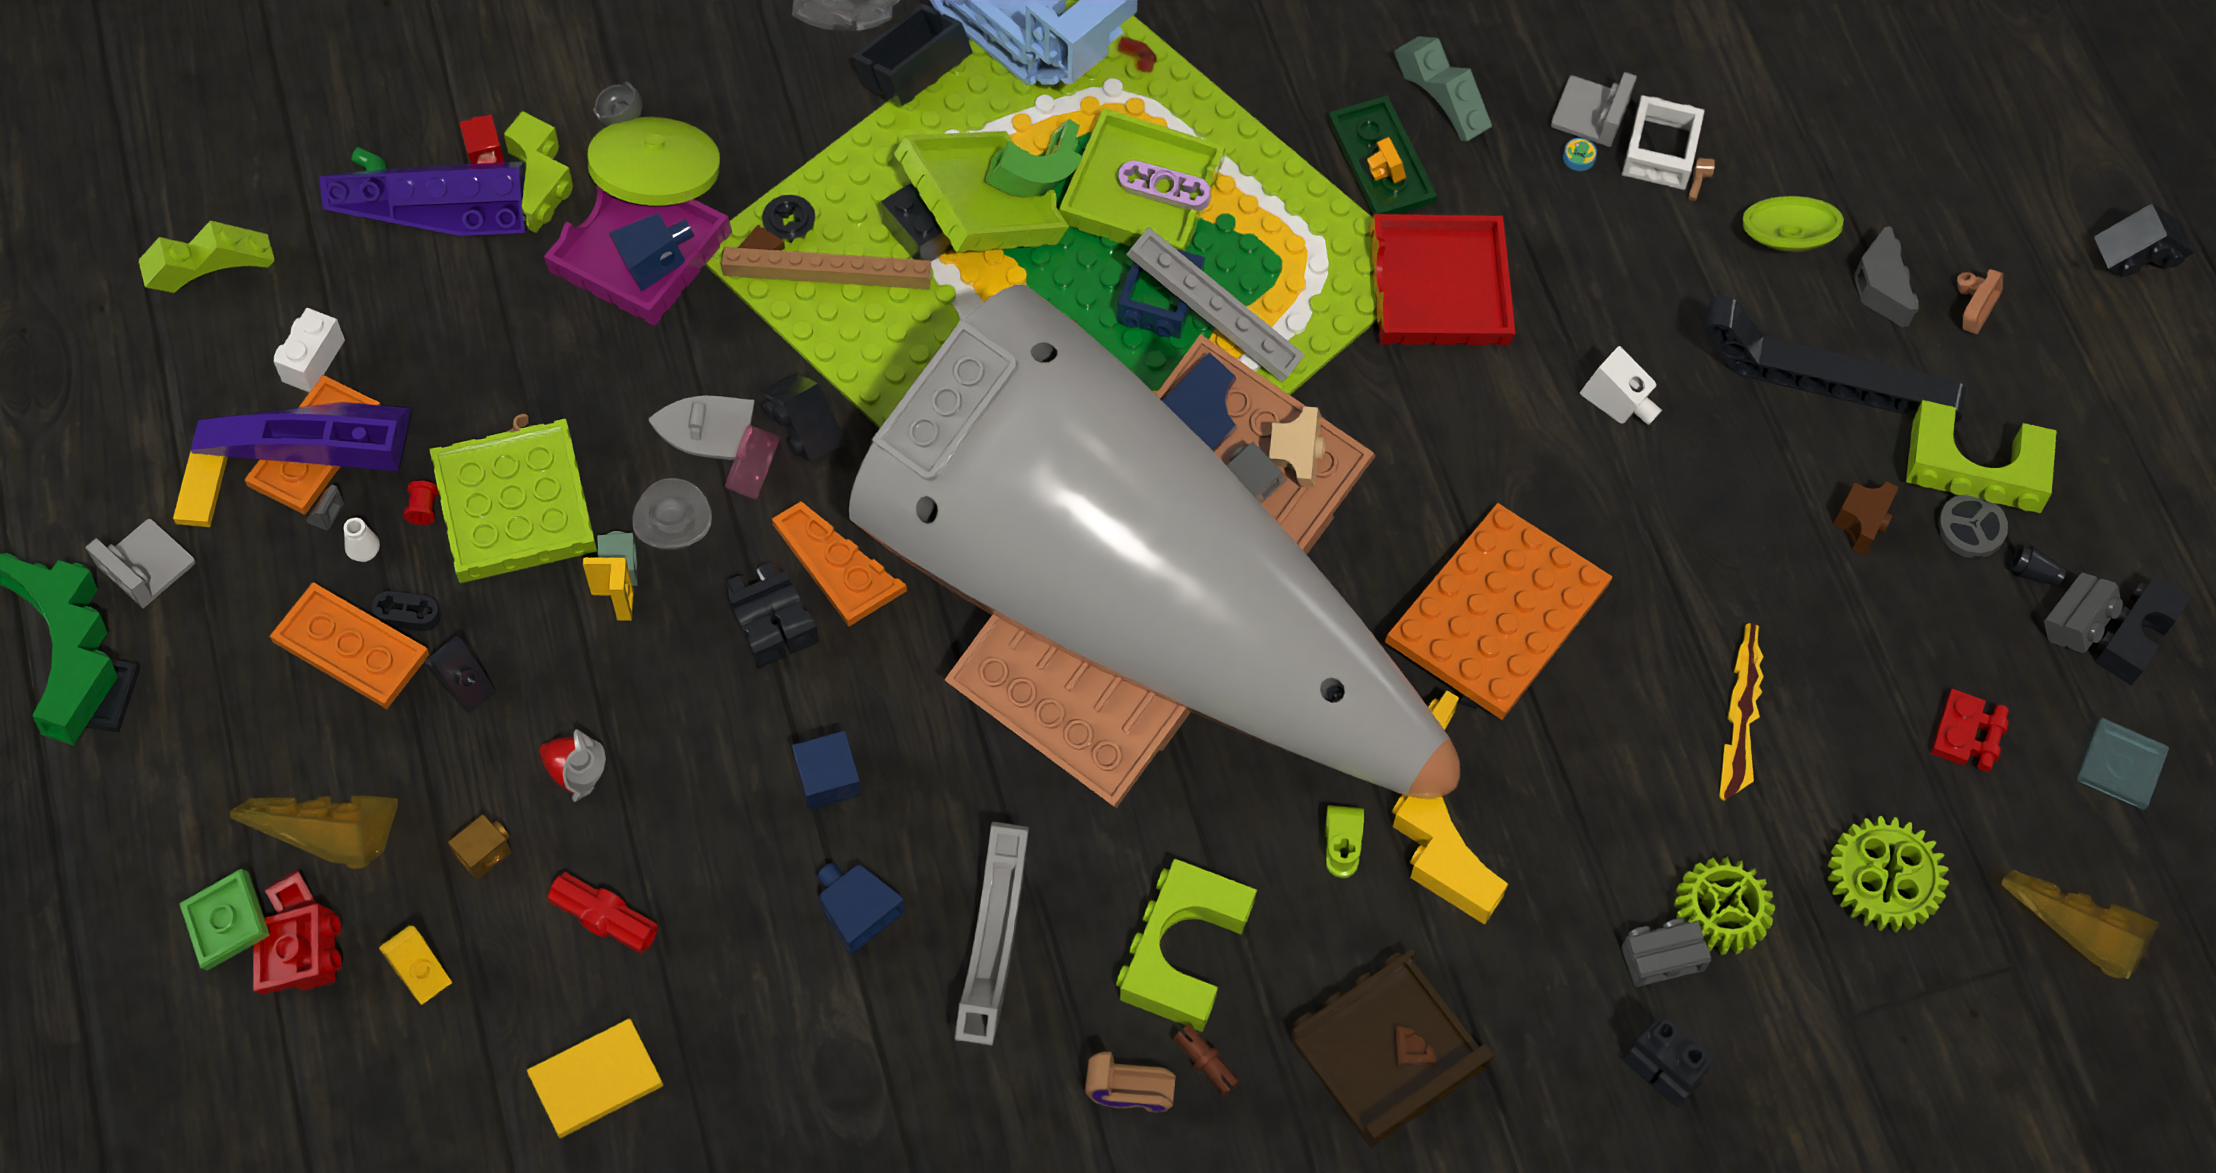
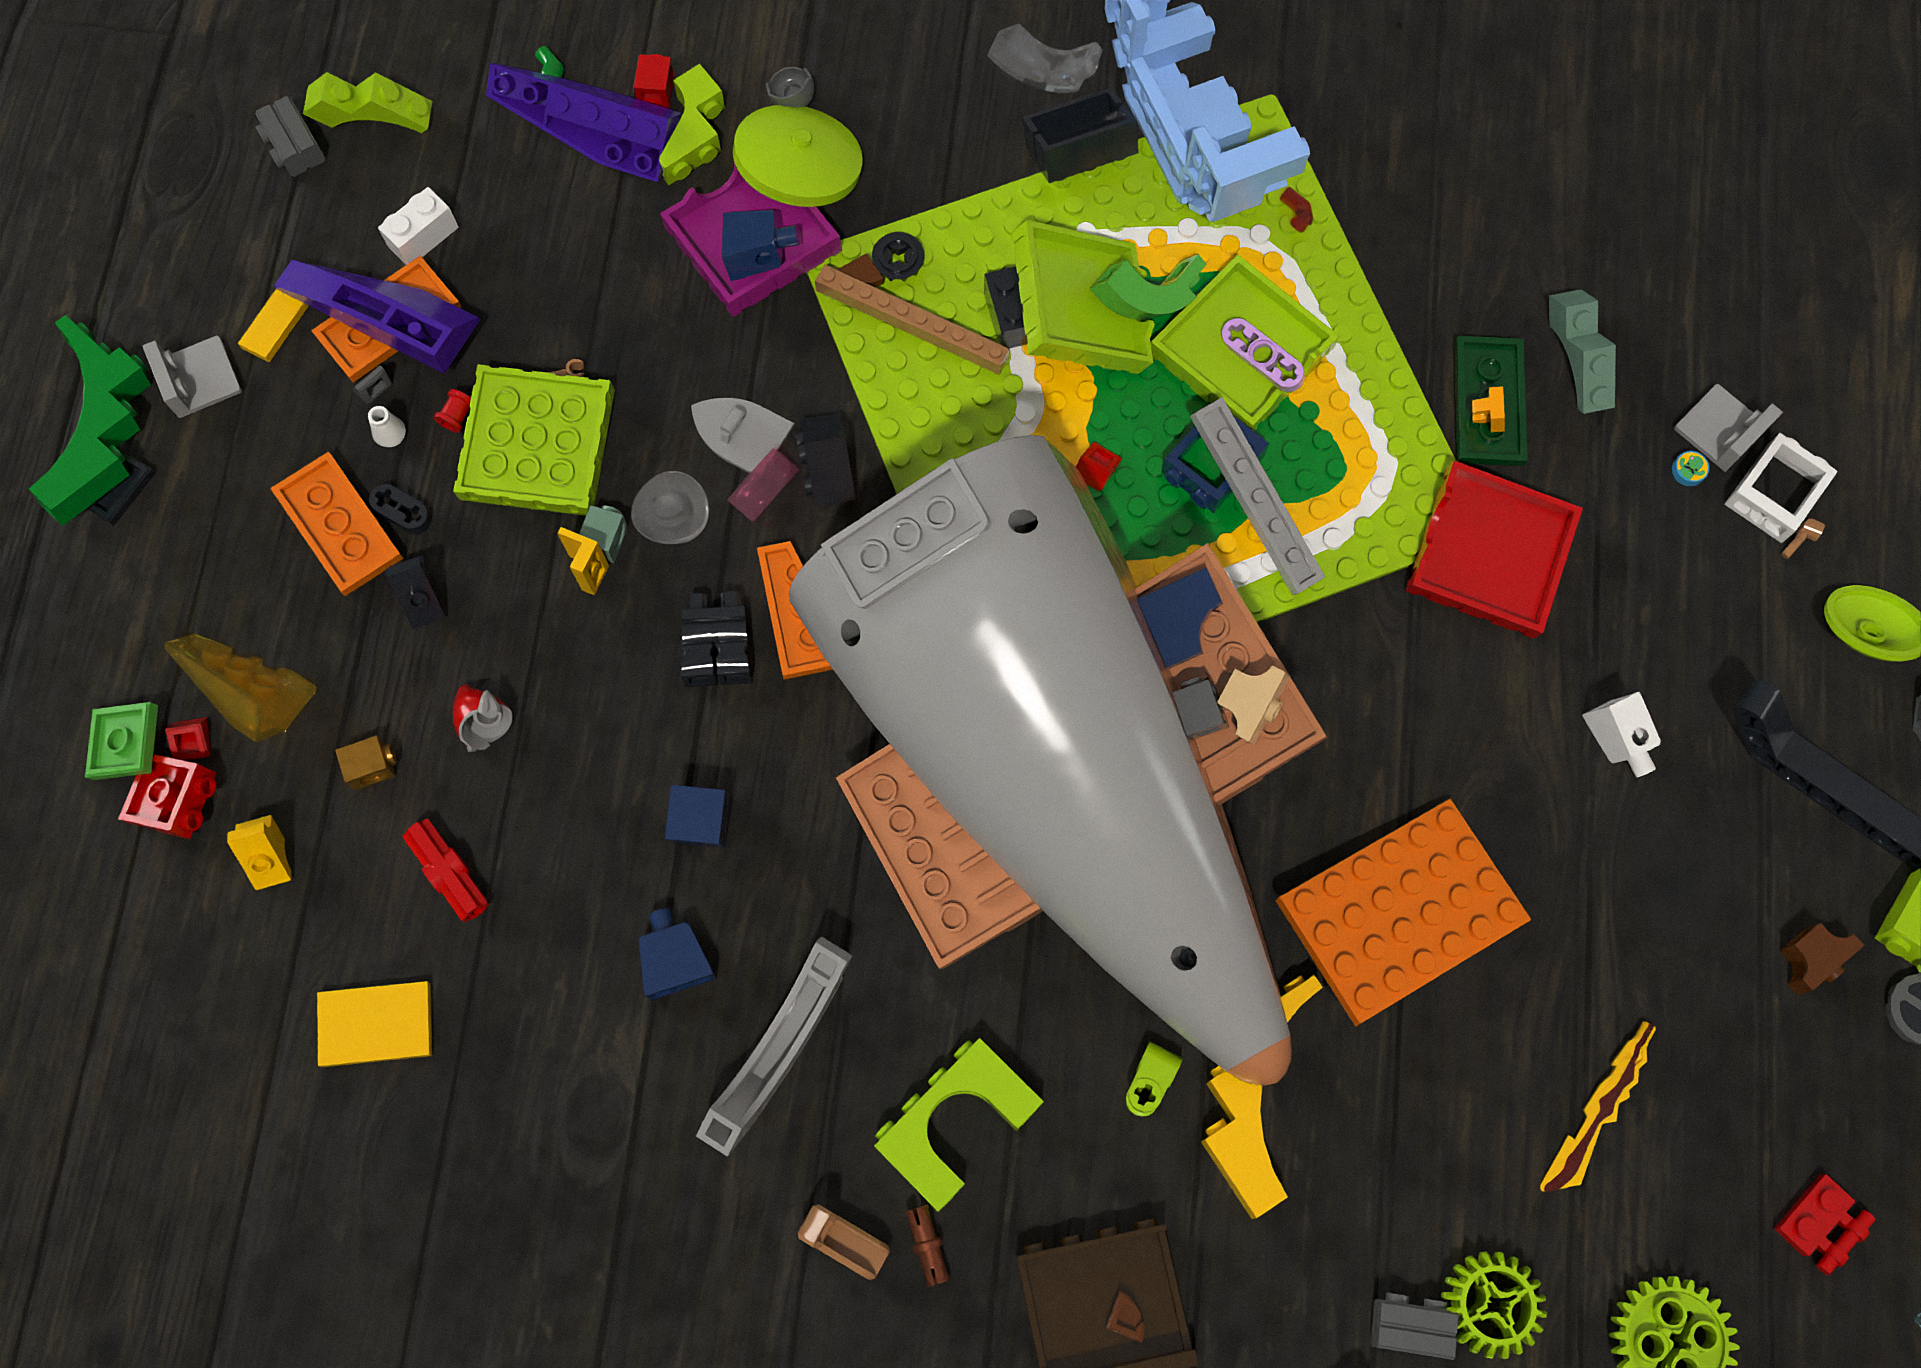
camera: 25 degrees right, 10 degrees up
(139, 313) = (289, 135): none -> dark grey brick

